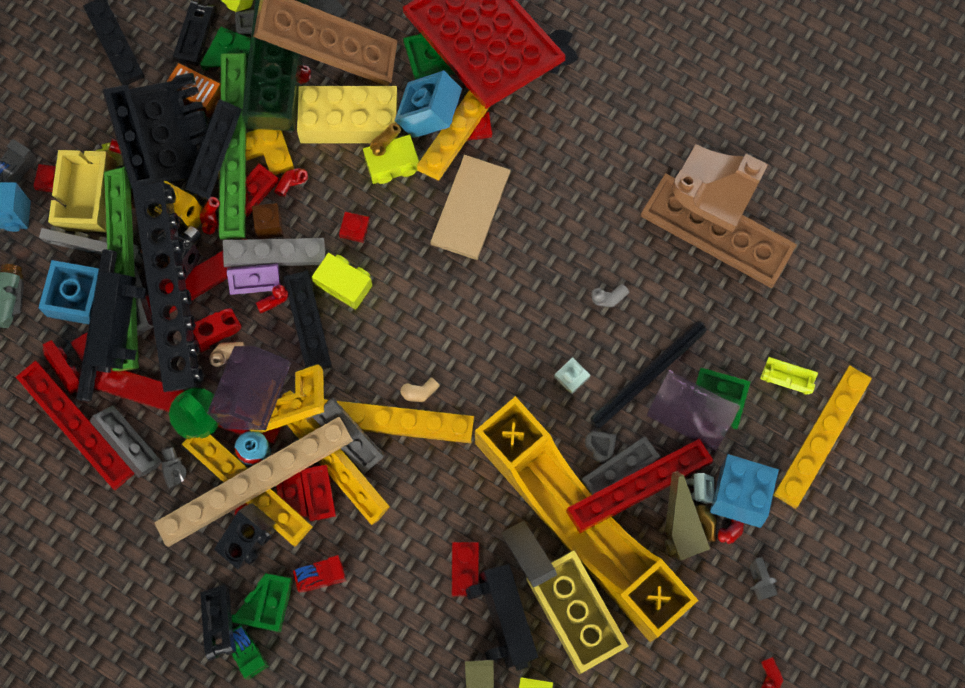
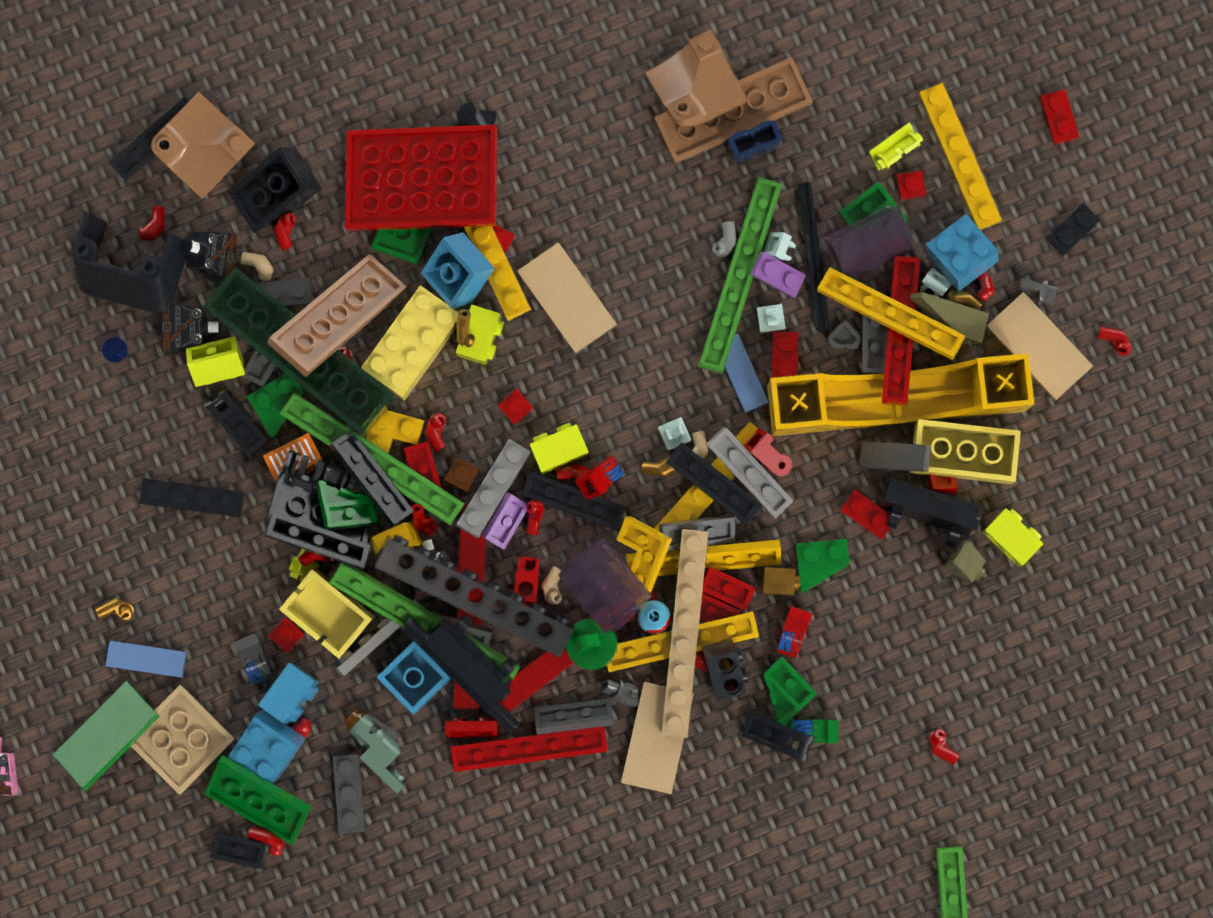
camera: 55 degrees left, 10 degrees up
(131, 529) = (652, 756): none -> tan tile
(175, 146) = (343, 508): none -> green wing
(333, 306) = (574, 470): none -> red arm
(340, 326) = (600, 476): none -> red leg
(355, 533) = (780, 581): none -> pearl gold brick
(384, 372) = (658, 469): none -> pearl gold arm
(397, 556) = (820, 561): none -> green wing
(398, 419) = (713, 484): none -> black plate
(420, 364) = (674, 433): none -> light aqua tile
(428, 443) = (749, 472): none -> light grey plate
(453, 456) = (766, 455): none -> leg
(510, 380) = (744, 377): none -> medium blue tile
(535, 614) = (942, 484): none -> red plate
(552, 406) = (784, 354): none -> red plate
(588, 326) = (738, 277): none -> bright green tile
(611, 354) = (777, 274): none -> medium lavender plate
(634, 338) = (778, 244): none -> light aqua tile
(647, 466) = (891, 313): none -> yellow plate
(700, 258) = (748, 143): none -> dark blue brick
(717, 617) = (1052, 357): none -> tan tile
(768, 412) = (911, 185): none -> red plate
(836, 574) = (1073, 229): none -> black plate
(920, 495) = (1059, 117): none -> red plate

